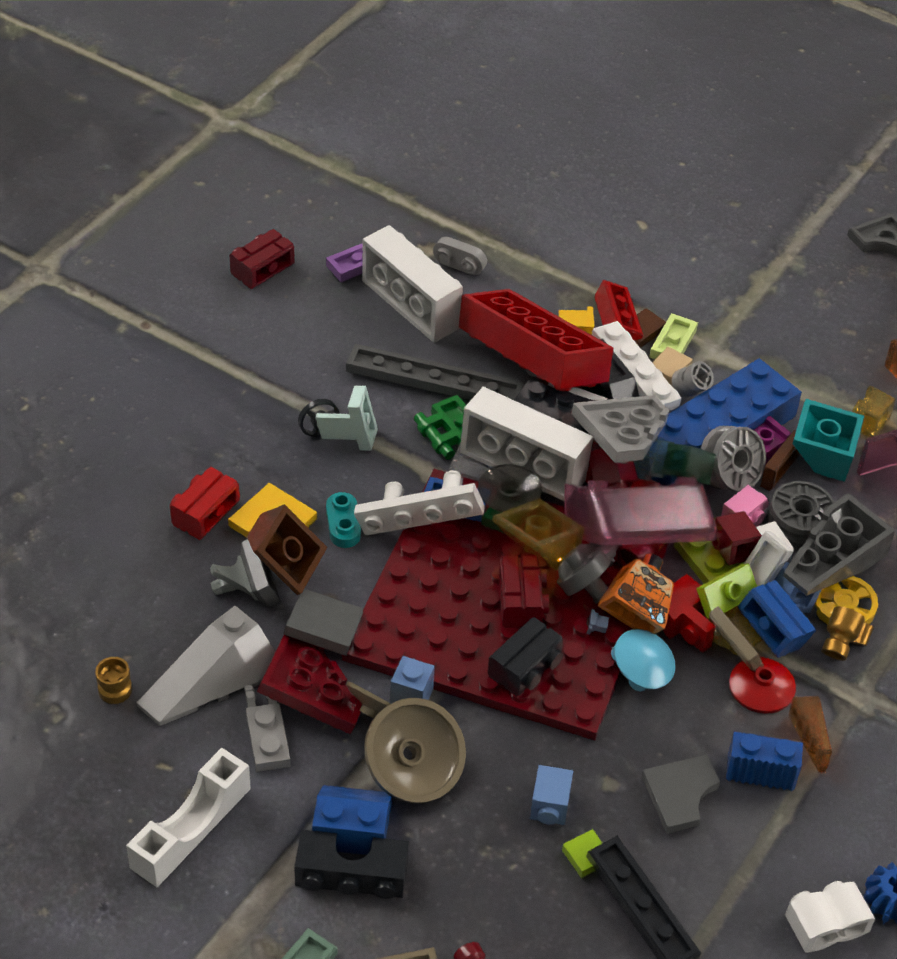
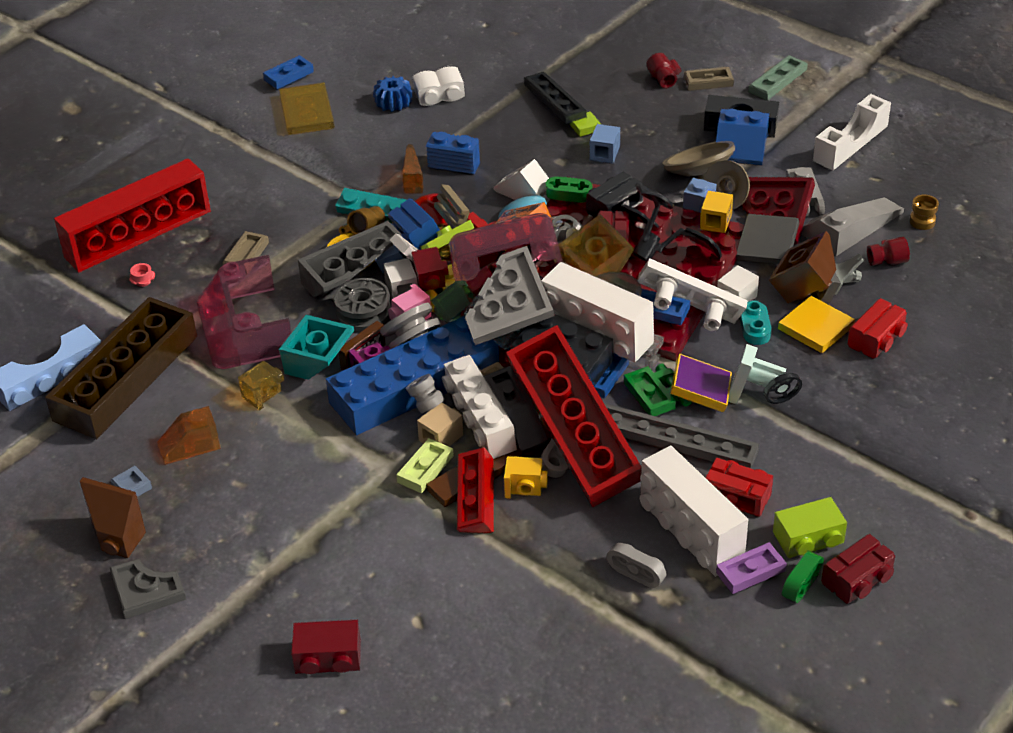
camera: 170 degrees left, 5 degrees down
(167, 615) = (891, 250): none -> dark red piece
(302, 291) = (809, 527): none -> lime brick
(311, 253) = (802, 576): none -> green beam
(363, 551) = (740, 283): none -> white brick
(367, 324) = (741, 485): none -> red brick
(390, 637) = (716, 211): none -> yellow brick
(405, 425) = (701, 383): none -> dark purple tile
(477, 531) = (649, 242): none -> black plant
(588, 683) = (568, 189): none -> green beam
(655, 710) = (523, 182): none -> white slope
(679, 789) = (514, 151): dark grey tile -> none
(710, 188) = (326, 646): none -> dark red brick
(842, 674) = (354, 199): none -> teal plate

